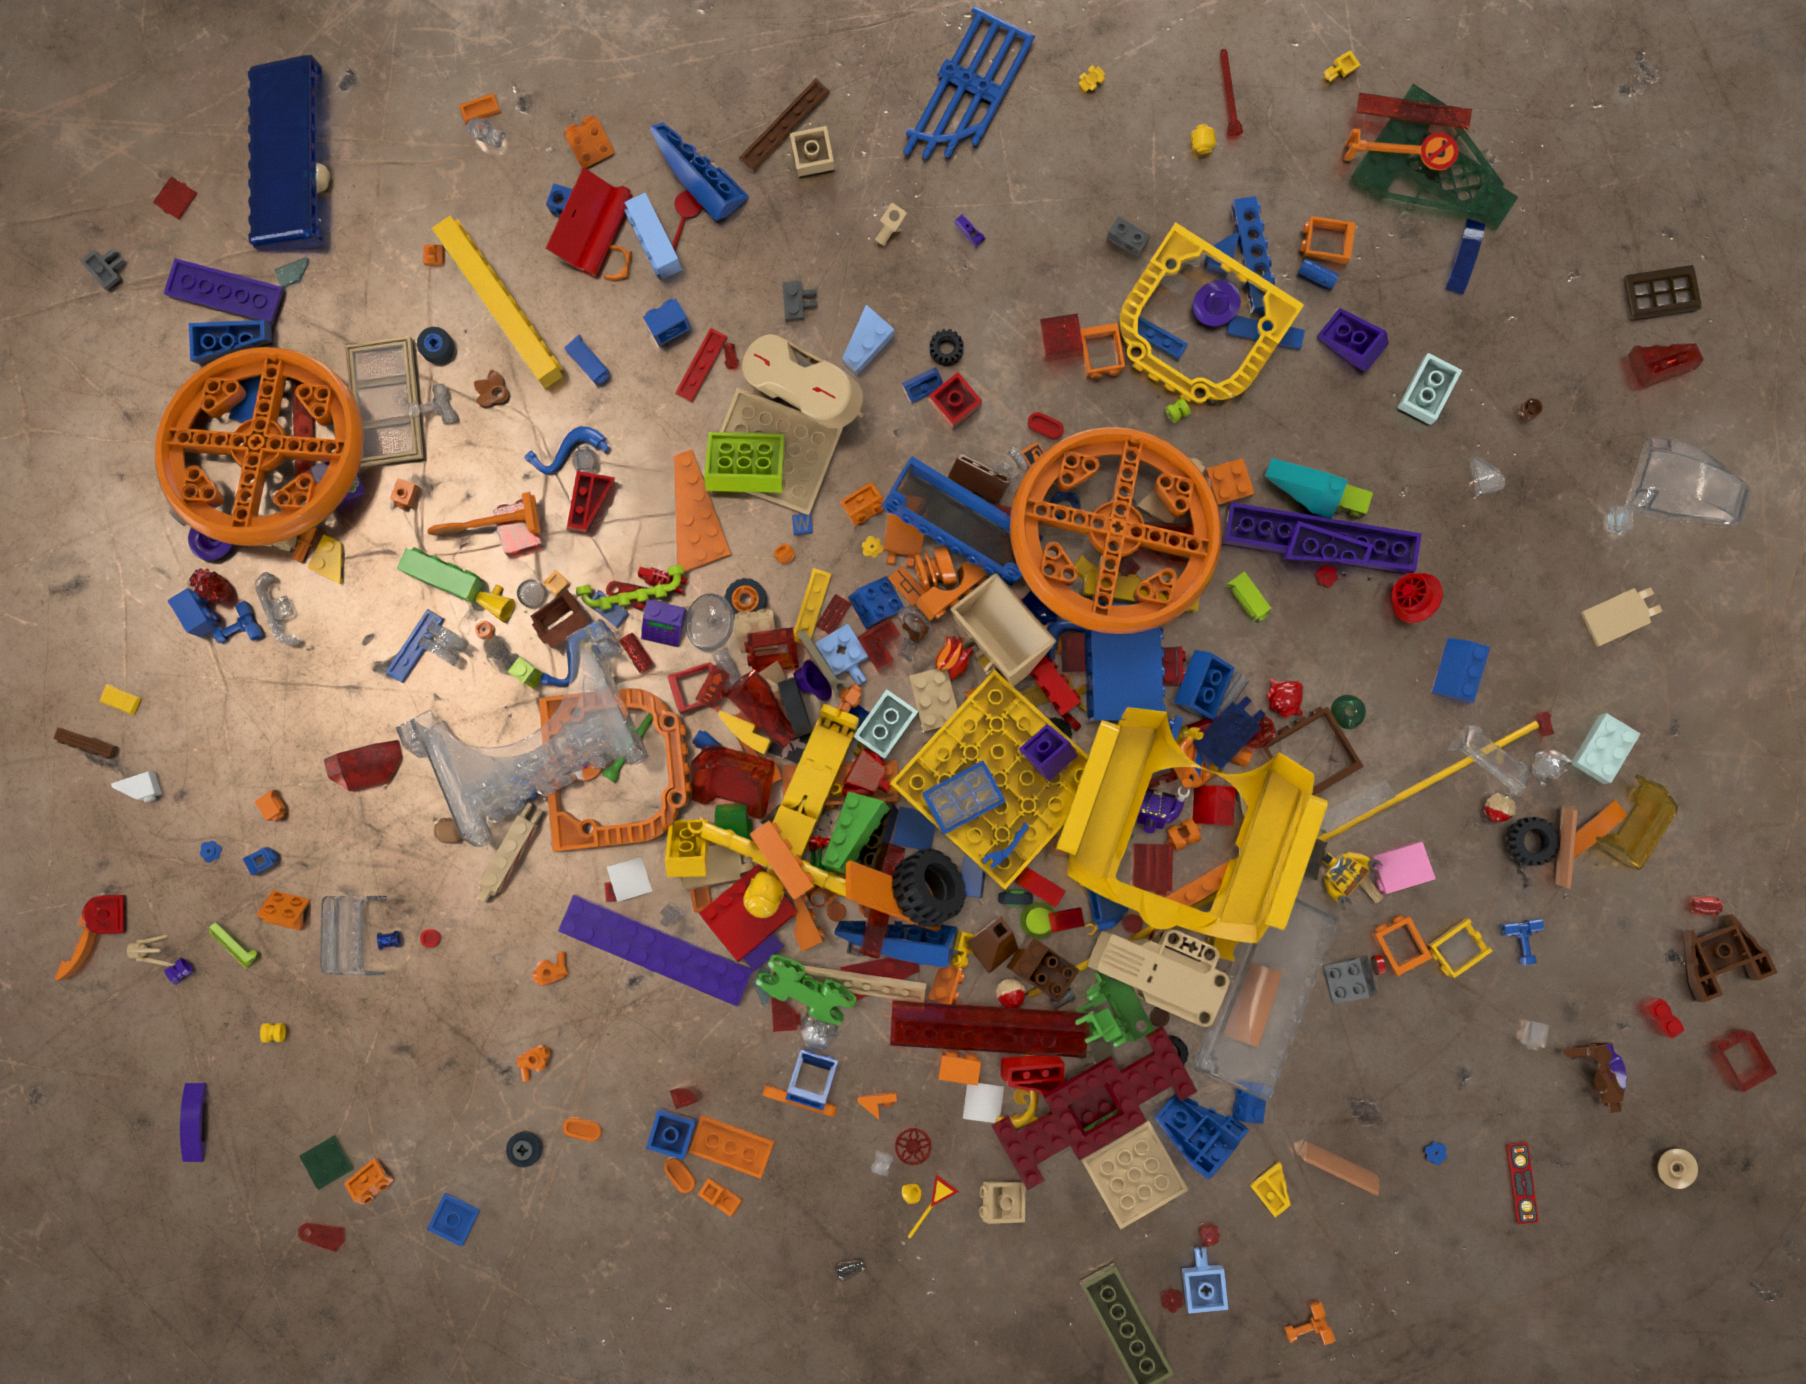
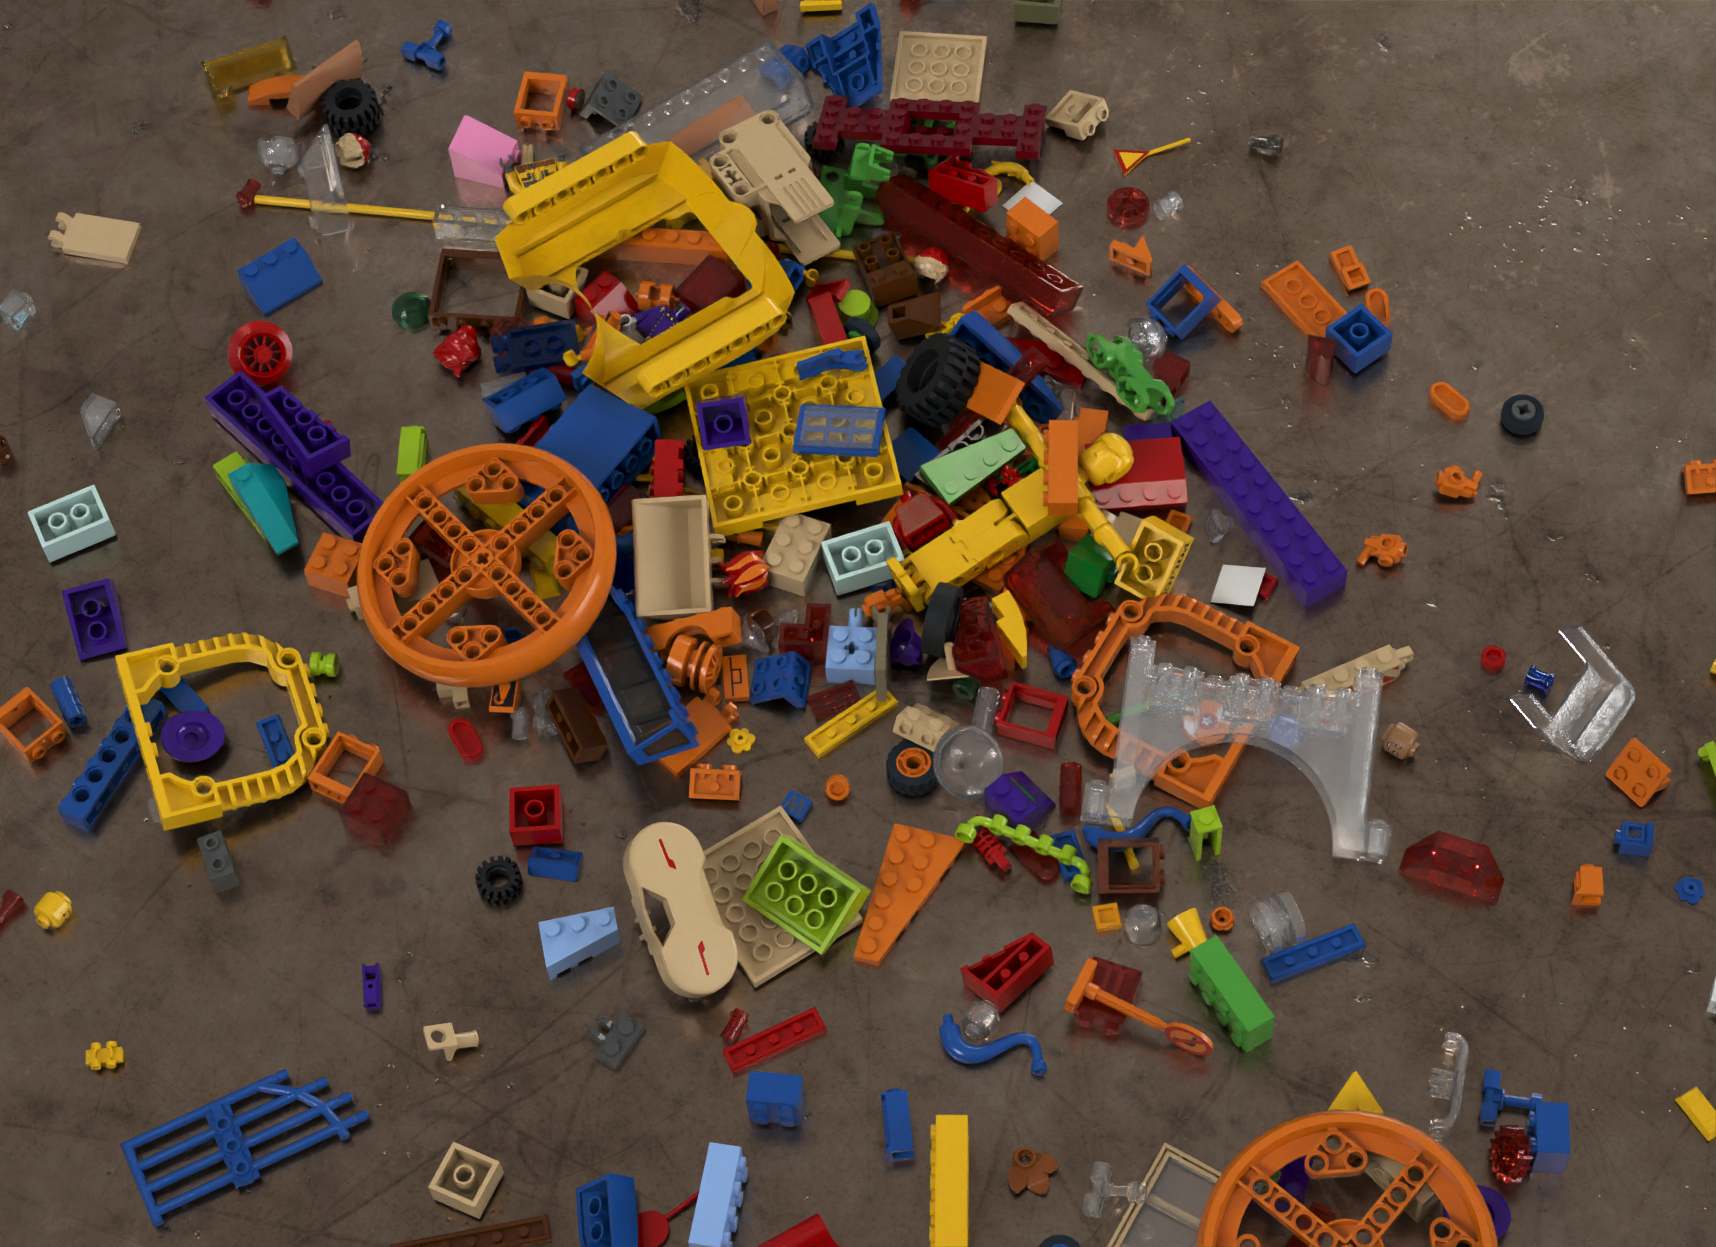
camera: 145 degrees left, 25 degrees down
(404, 493) = (1212, 1117): orange brick -> none
(453, 1219) = (1639, 399): blue tile -> none
(624, 273) = (780, 1198): orange cap -> none
(713, 686) = (1012, 695): clear red tile -> none
(770, 638) = (929, 696): clear red window -> none
(911, 1193) = (1159, 167): yellow tile -> none
(1226, 246) = (133, 784): blue slope -> none
(1458, 948) = (493, 69): window -> none
(1605, 748) = (217, 140): light aqua brick -> none

